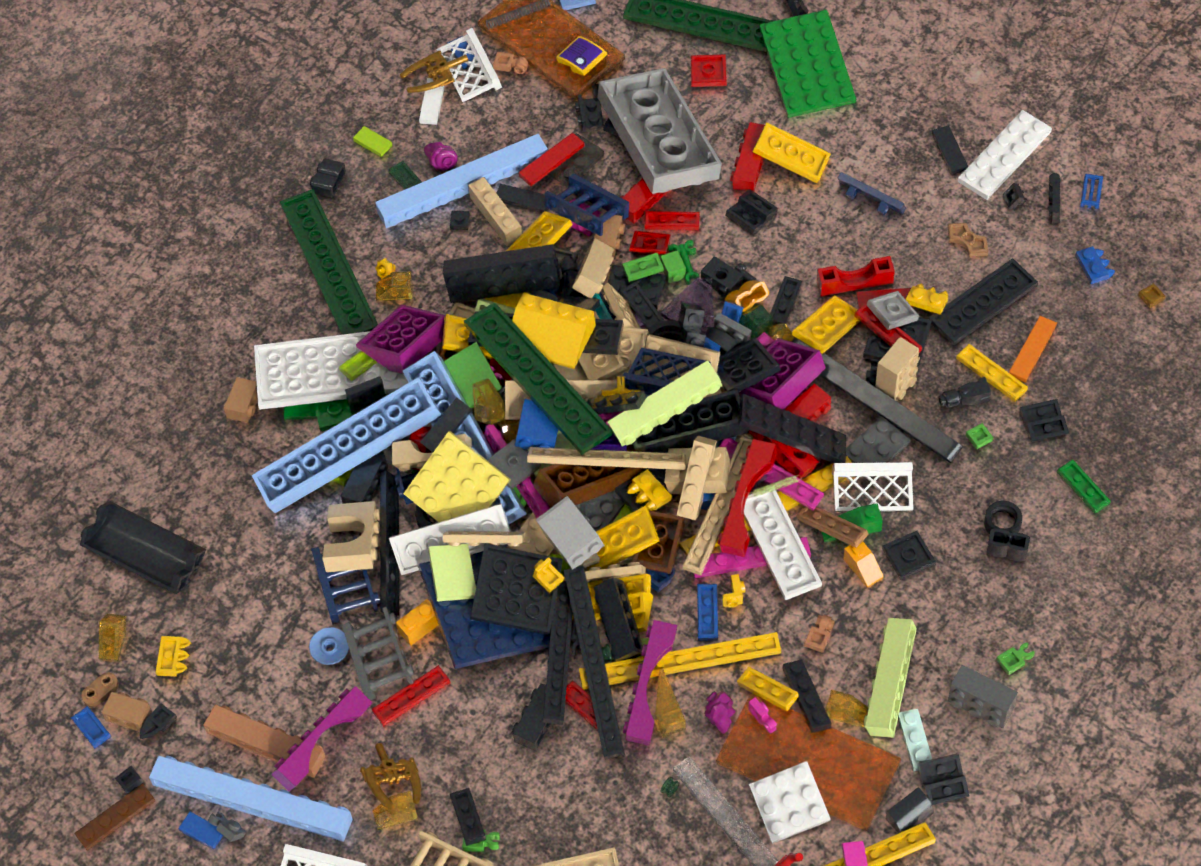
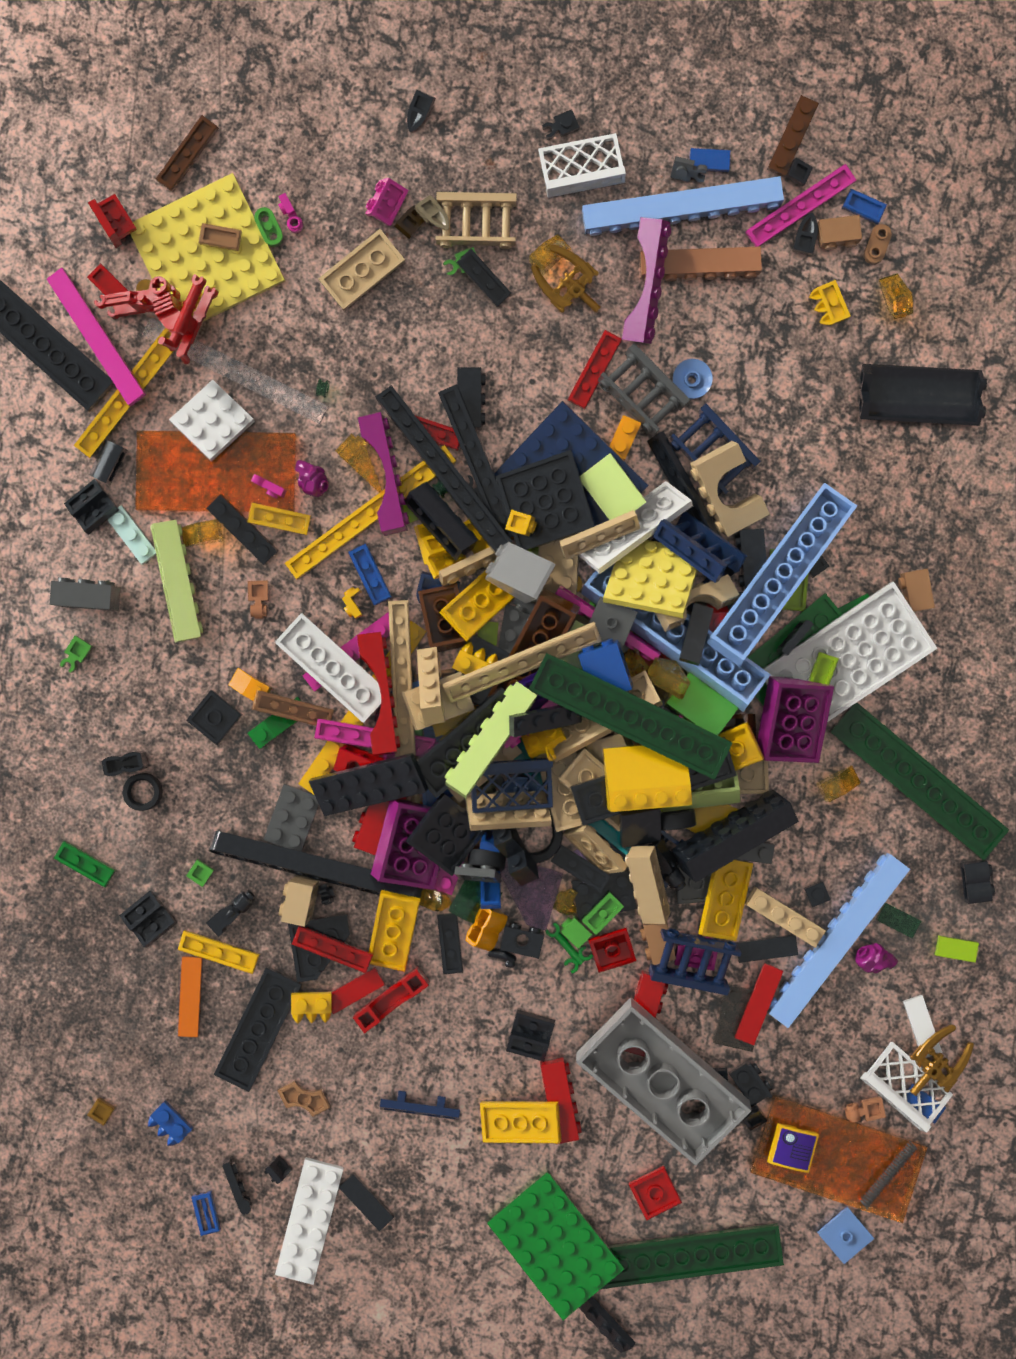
camera: 150 degrees right, 30 degrees up
(145, 750) = (801, 206): none -> dark pink plate
(384, 268) = (859, 800): yellow piece -> none
(414, 489) = (699, 546): none -> dark blue fence
(669, 290) = (564, 902): none -> clear yellow plate
(671, 220) = (604, 989): red tile -> none
(775, 484) = (359, 720): yellowish green piece -> none
(873, 470) = (277, 785): white fence -> none
(892, 310) = (337, 973): light grey tile -> none

